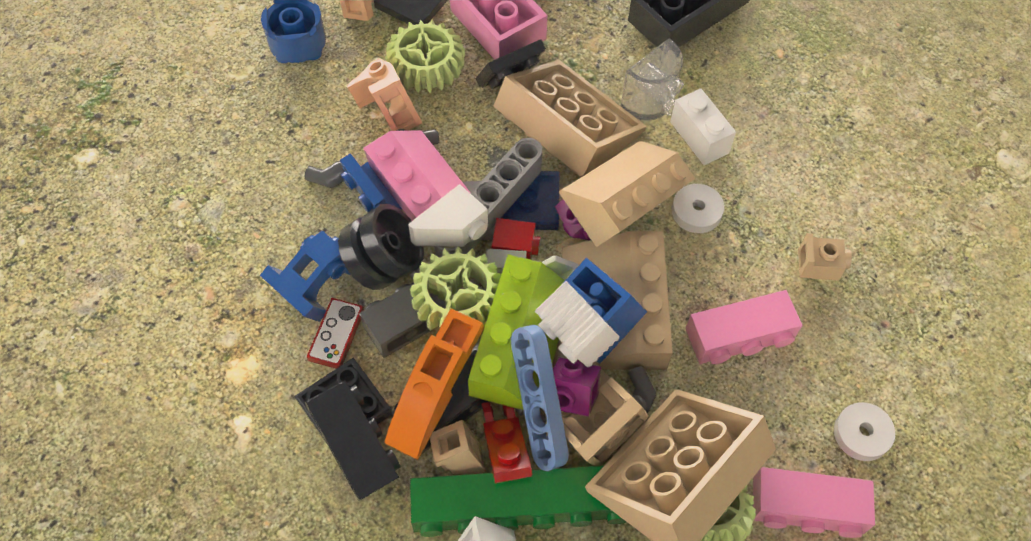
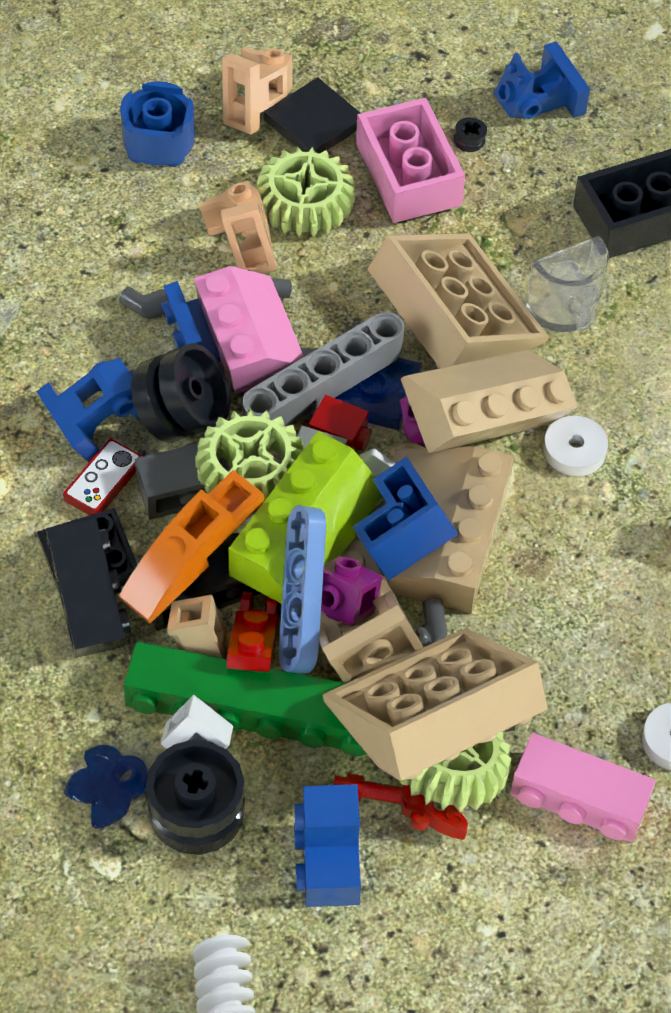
camera: 15 degrees right, 5 degrees down
(450, 221) = (265, 381): white slope -> none
(516, 61) = (407, 221): black tile -> none
(576, 325) = (366, 521): white brick -> none
(702, 126) = (614, 352): white brick -> none
(743, 327) = (575, 587): bright pink brick -> none

